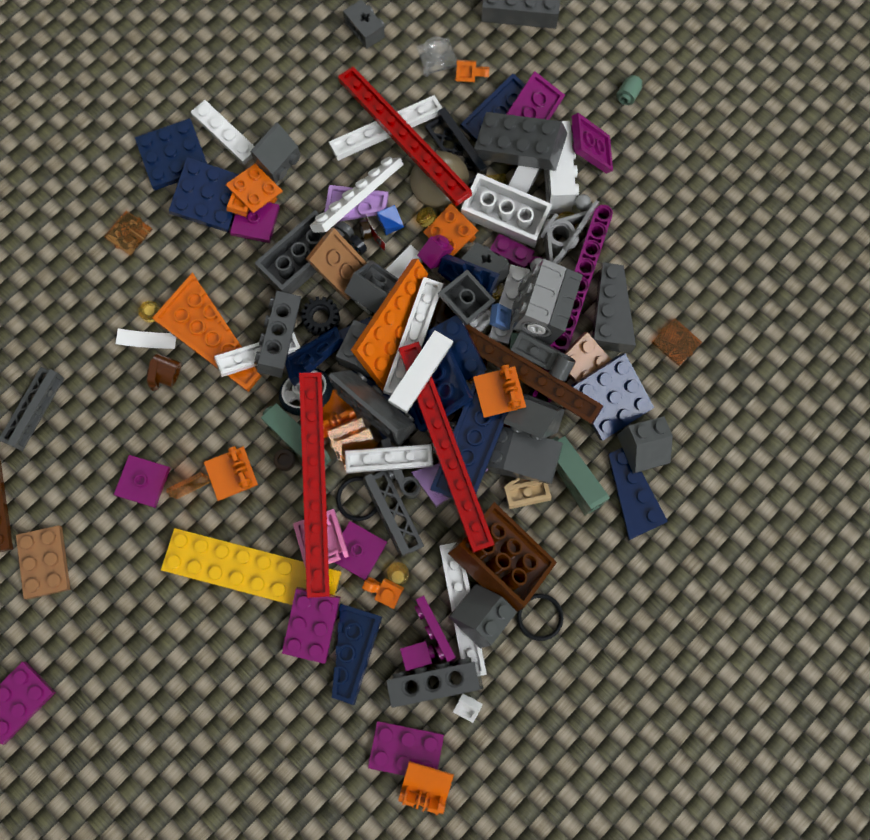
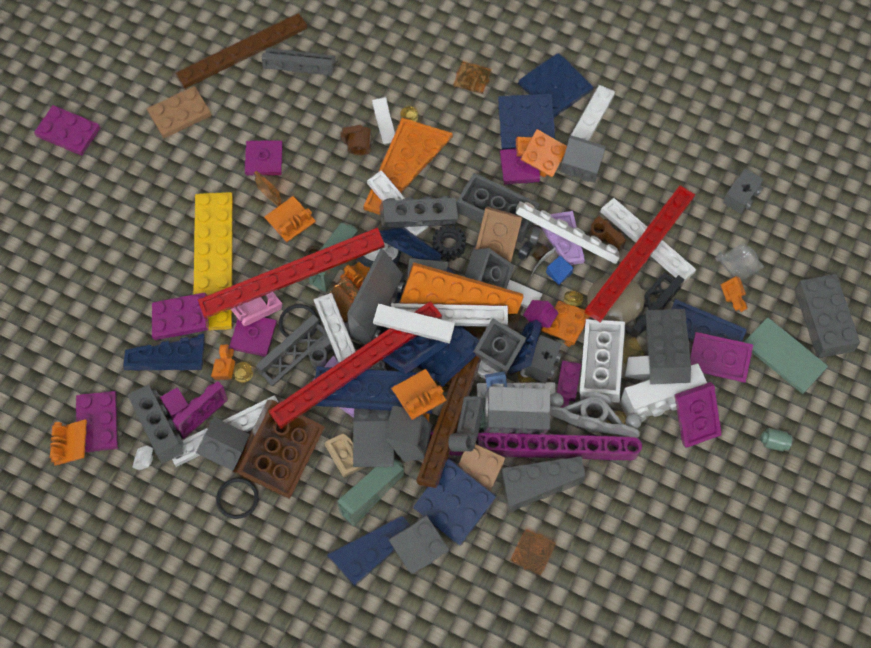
camera: 70 degrees right, 10 degrees down
(365, 160) = (608, 233): none -> reddish brown plate
(546, 52) = (786, 355): none -> sand green tile

